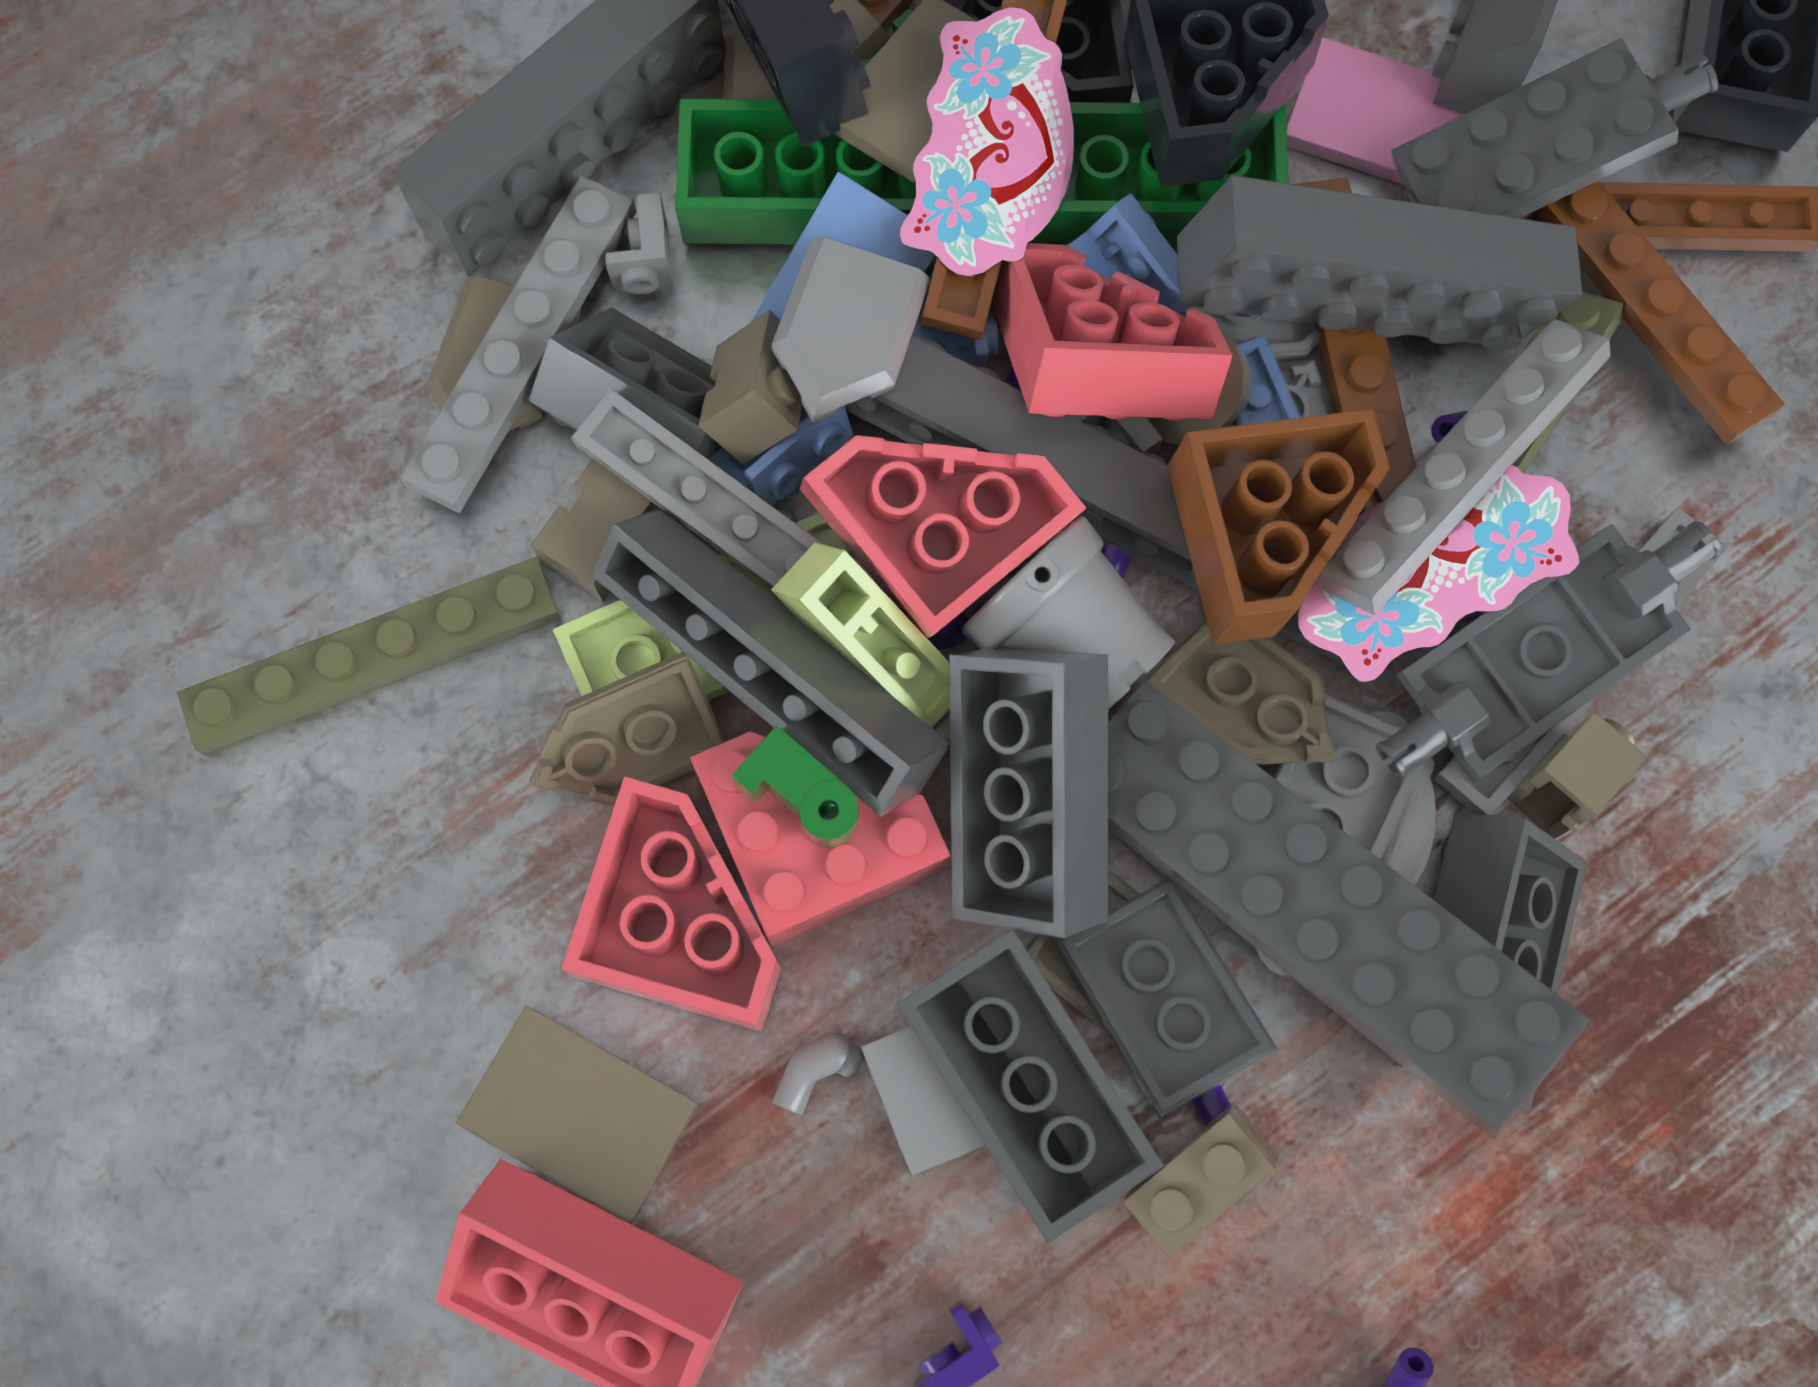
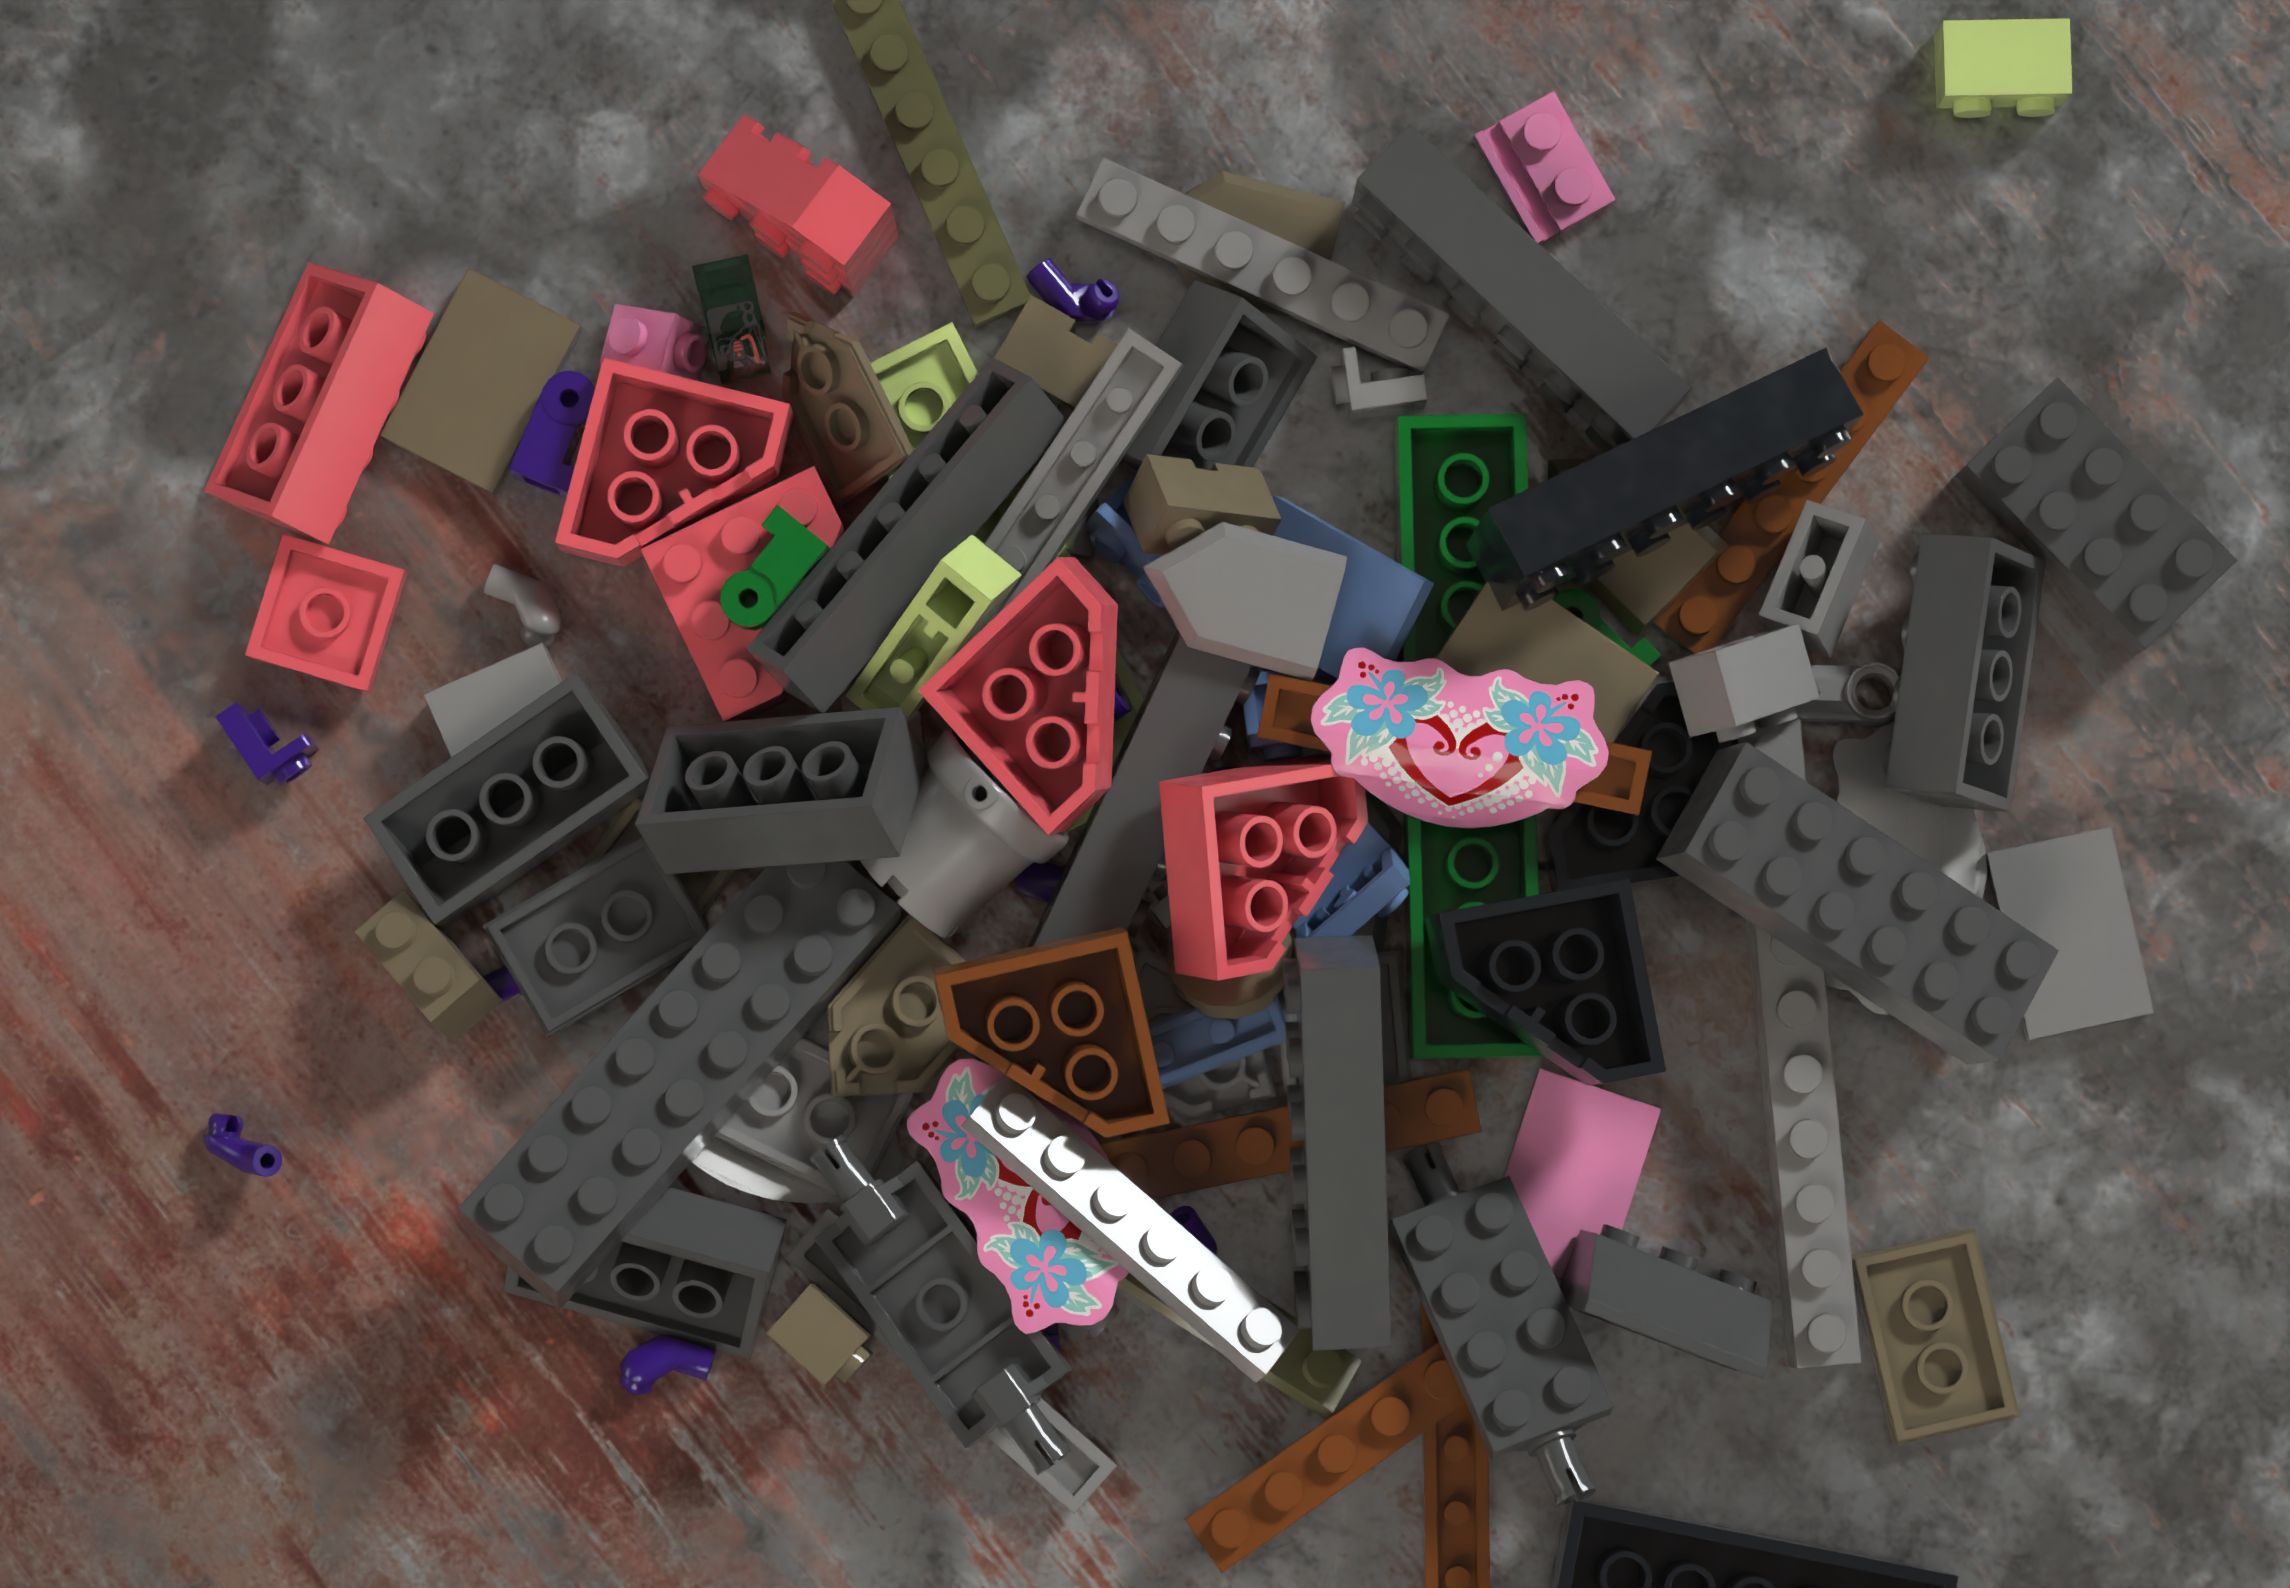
camera: 85 degrees right, 10 degrees up
(420, 762) = (812, 211): none -> coral brick
(439, 95) = (1544, 169): none -> bright pink plate
(530, 846) = (733, 318): none -> clear green leg
(541, 502) = (1079, 301): none -> dark purple arm
(545, 928) = (656, 341): none -> bright pink bracket
(617, 1024) = (554, 433): none -> dark purple leg
(816, 1288) = (326, 613): none -> coral plate
(1593, 950) = (659, 1357): none -> dark purple arm

